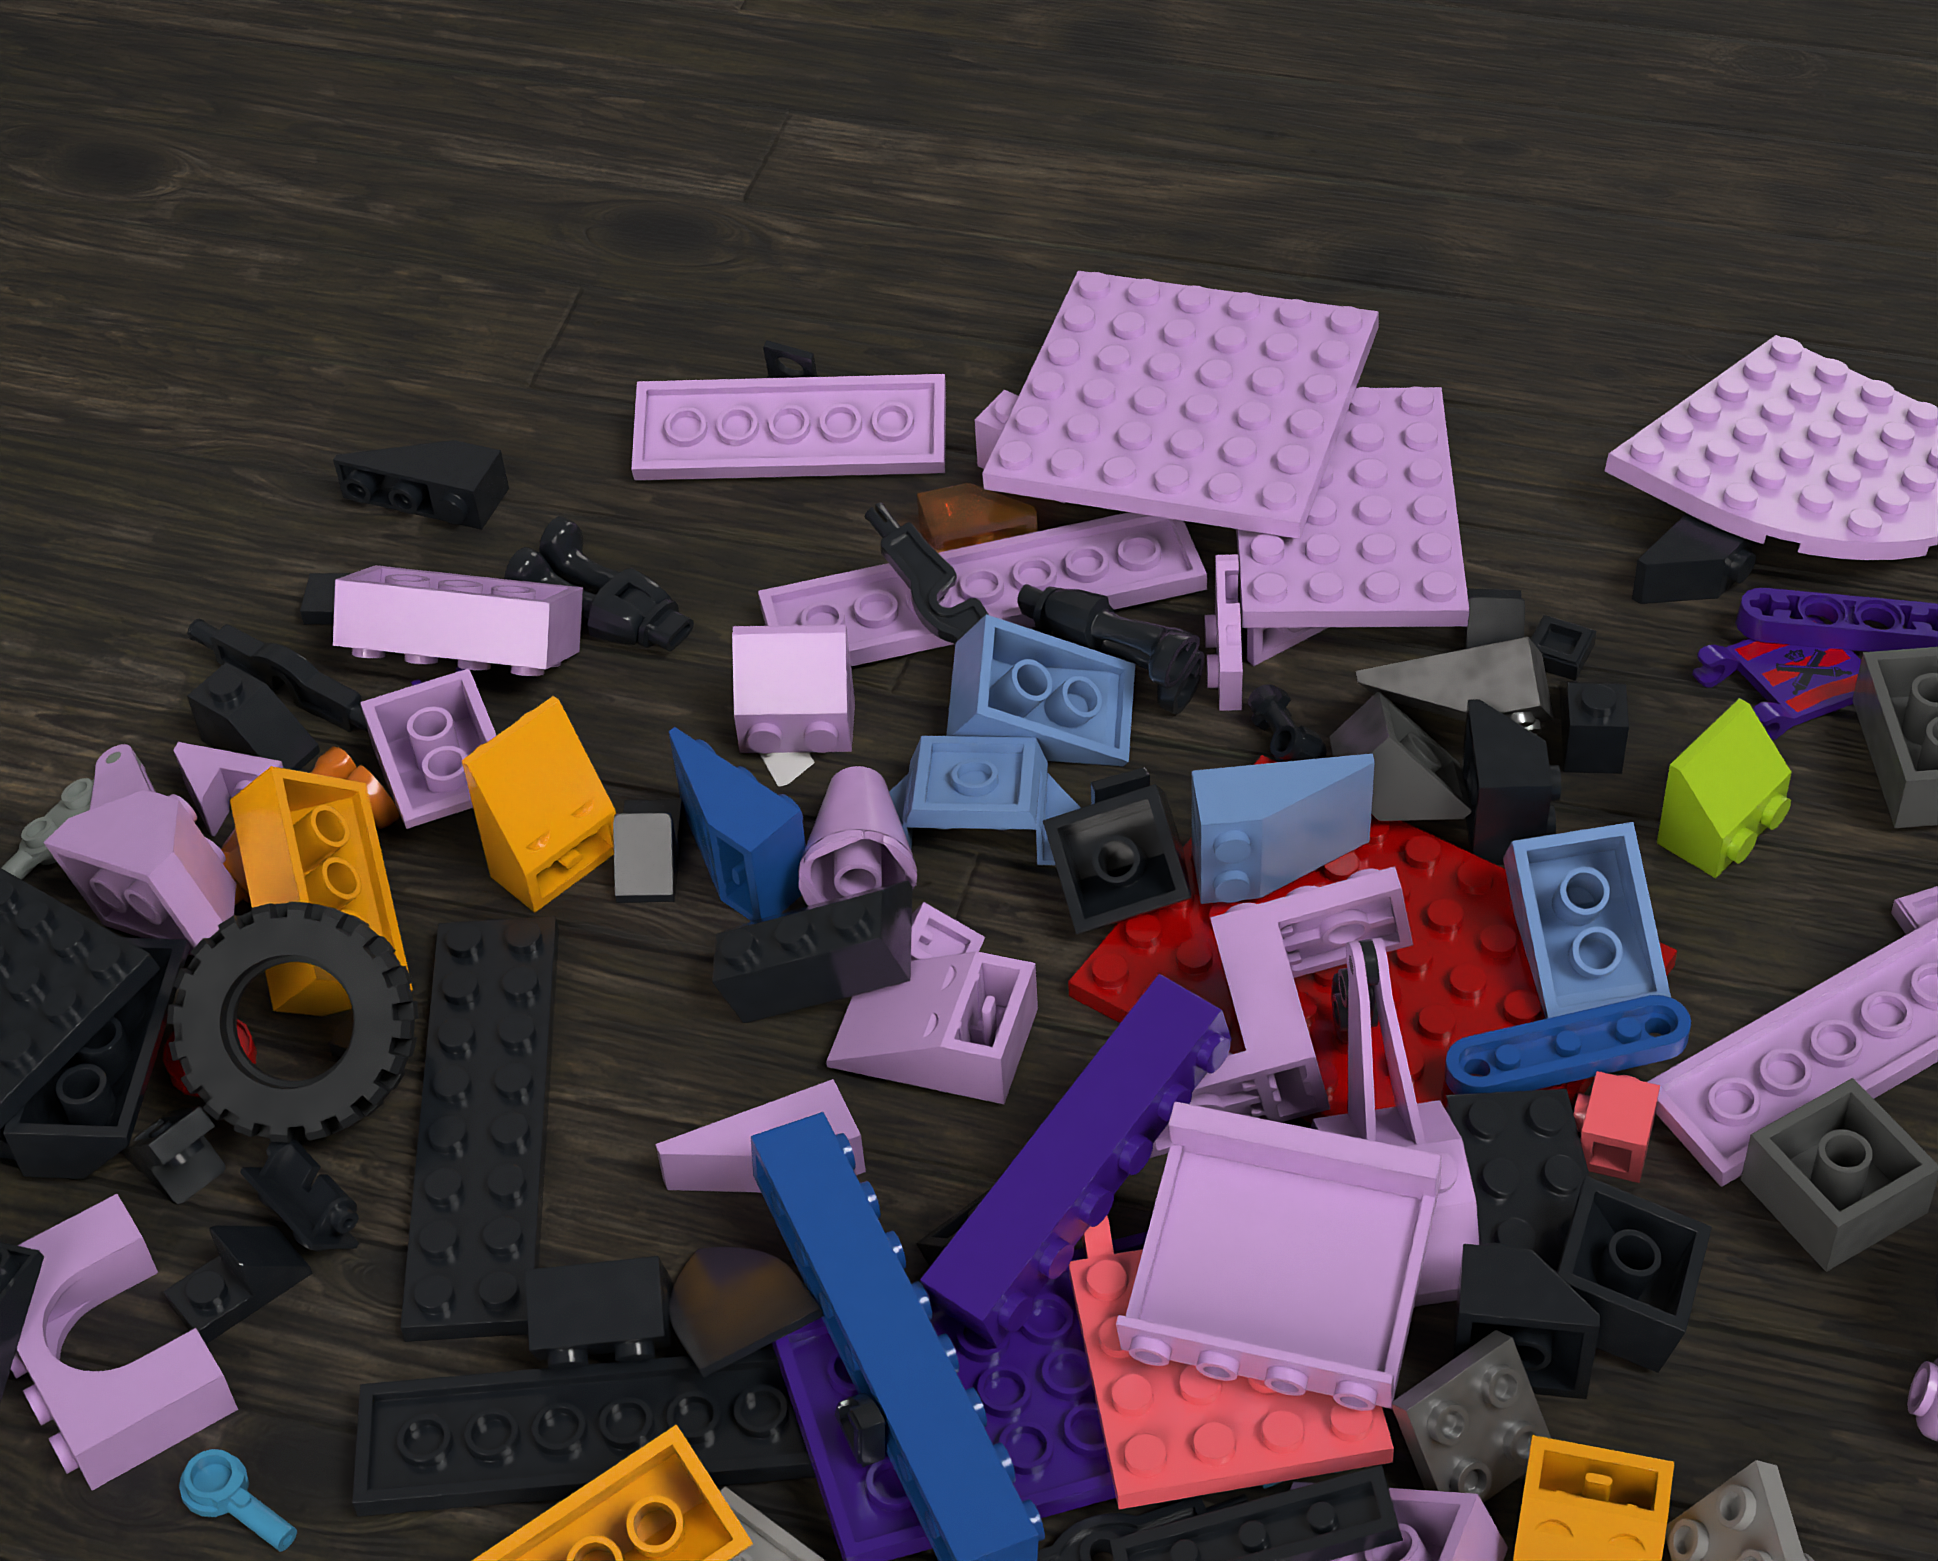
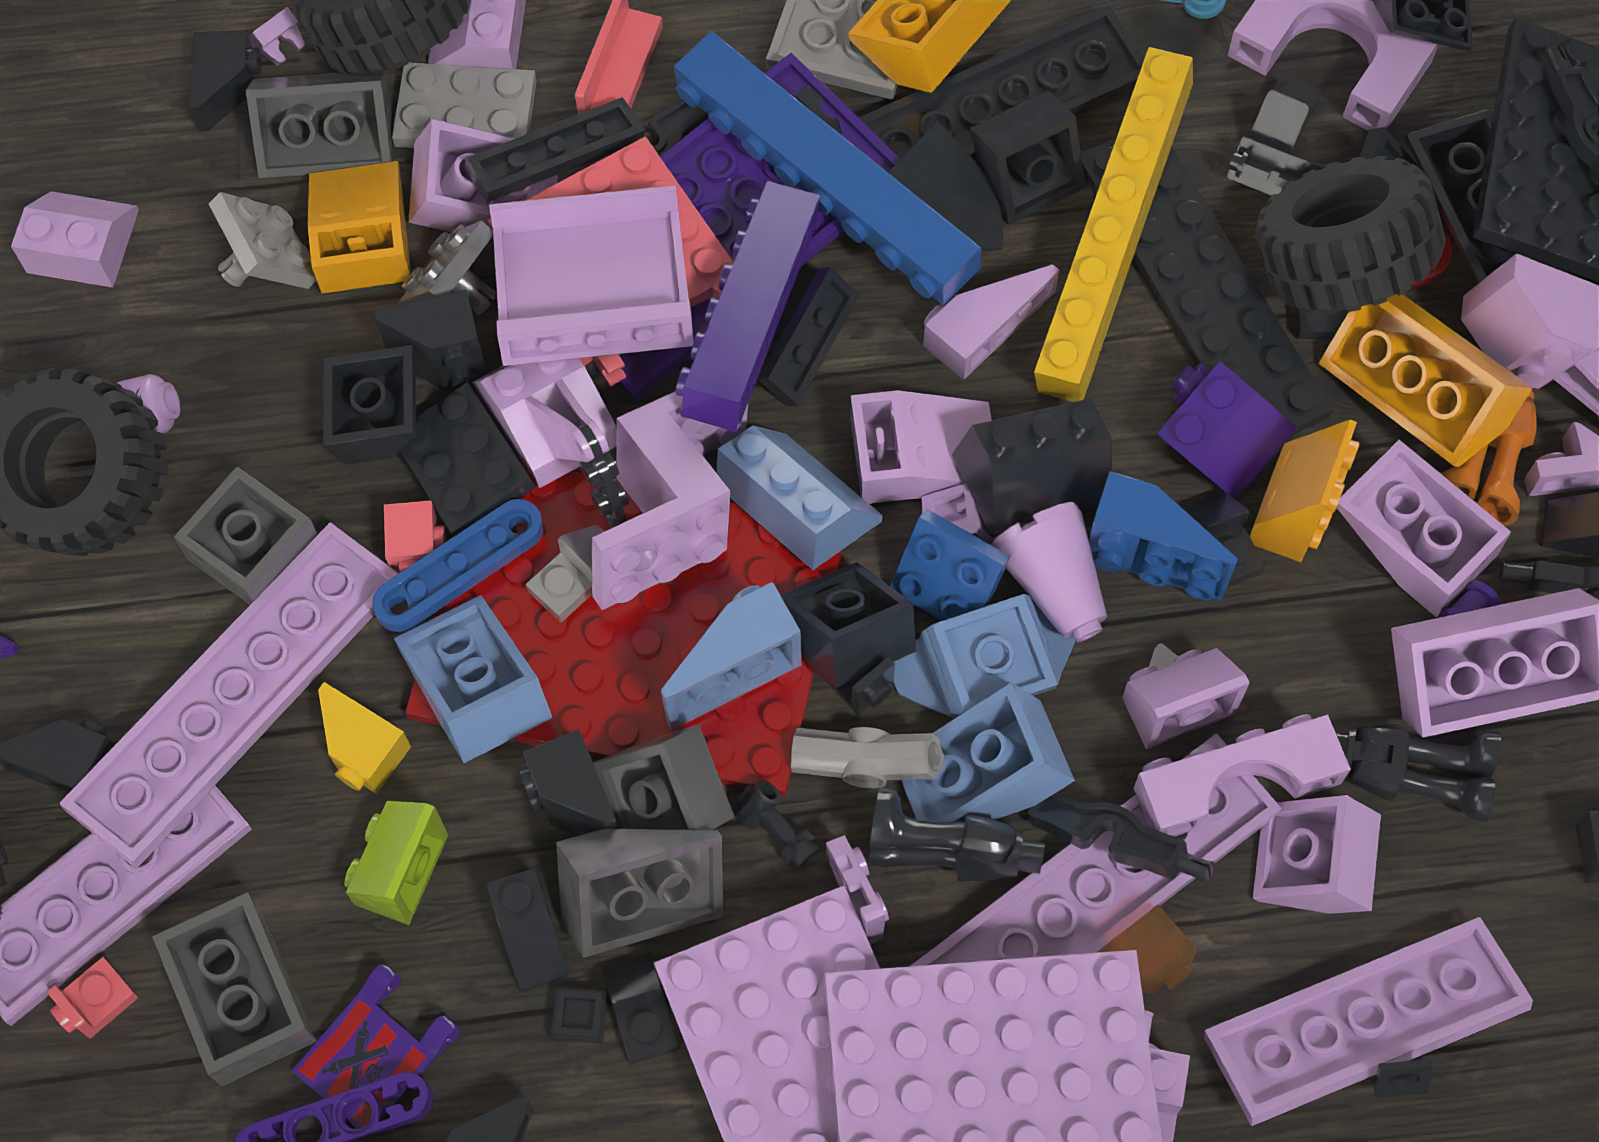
camera: 155 degrees right, 20 degrees up
(541, 1174) = (1114, 226): none -> yellow brick
(569, 989) = (1188, 381): none -> dark purple plate
(580, 927) = (1228, 430): none -> dark purple slope
(715, 595) = (1298, 757): none -> lavender arch
(747, 547) = (1319, 856): none -> lavender slope
(978, 871) = (948, 568): none -> blue plate
(1093, 973) = (793, 495): none -> medium blue slope
(1149, 740) = (866, 755): none -> light grey piece
(1431, 1001) = (568, 577): none -> light grey slope
(1737, 933) = (359, 741): none -> yellow slope

